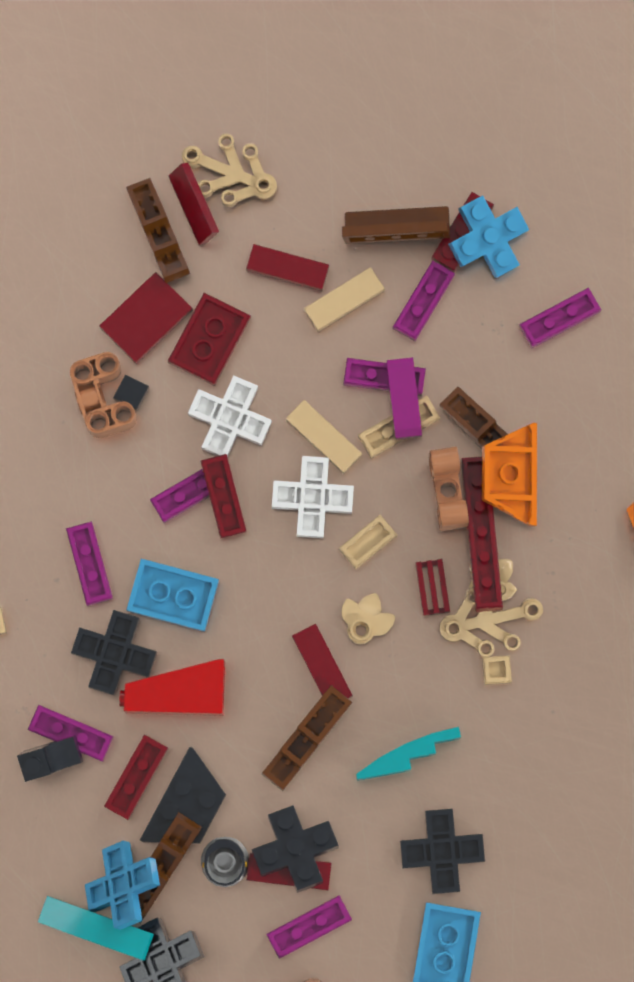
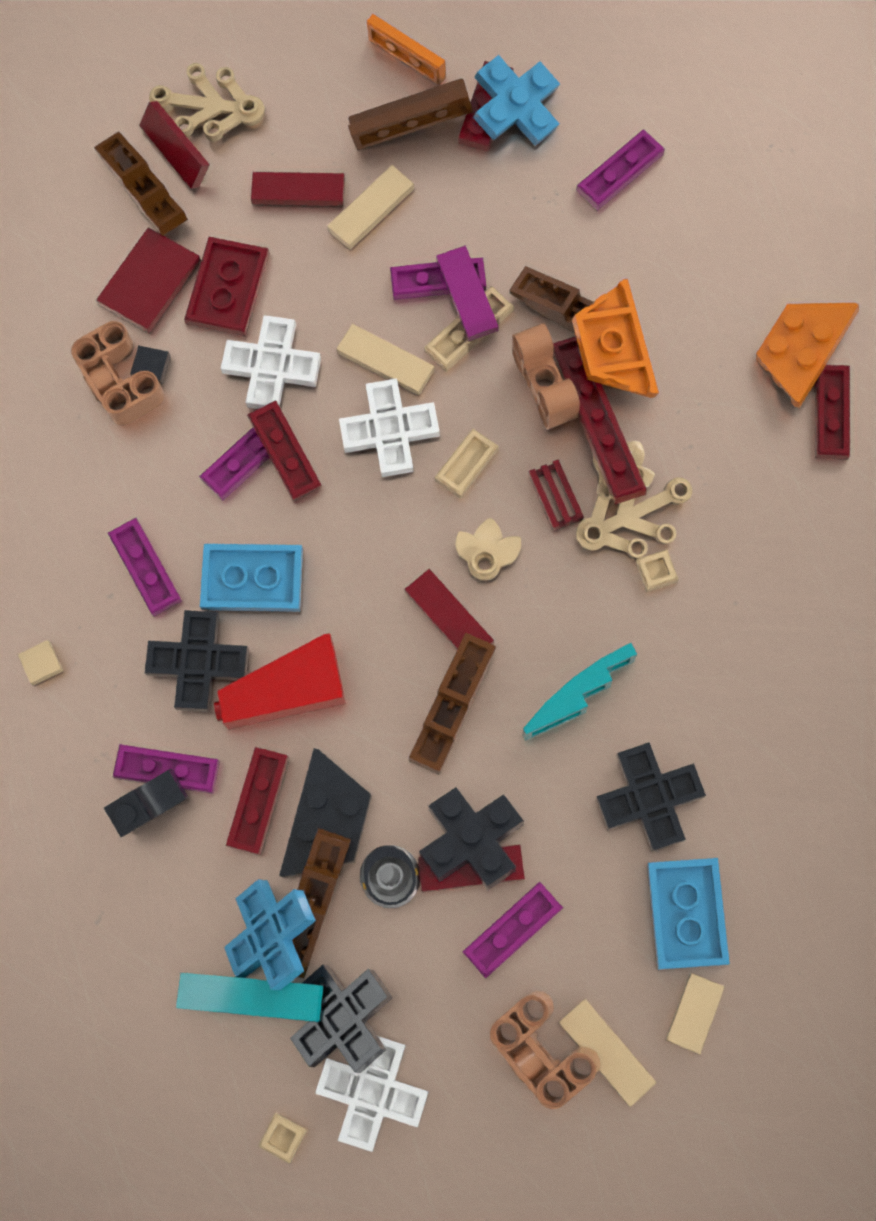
camera: 10 degrees left, 5 degrees down
(408, 165) = (406, 49): none -> orange tile
(423, 301) = (461, 188): magenta tile -> none

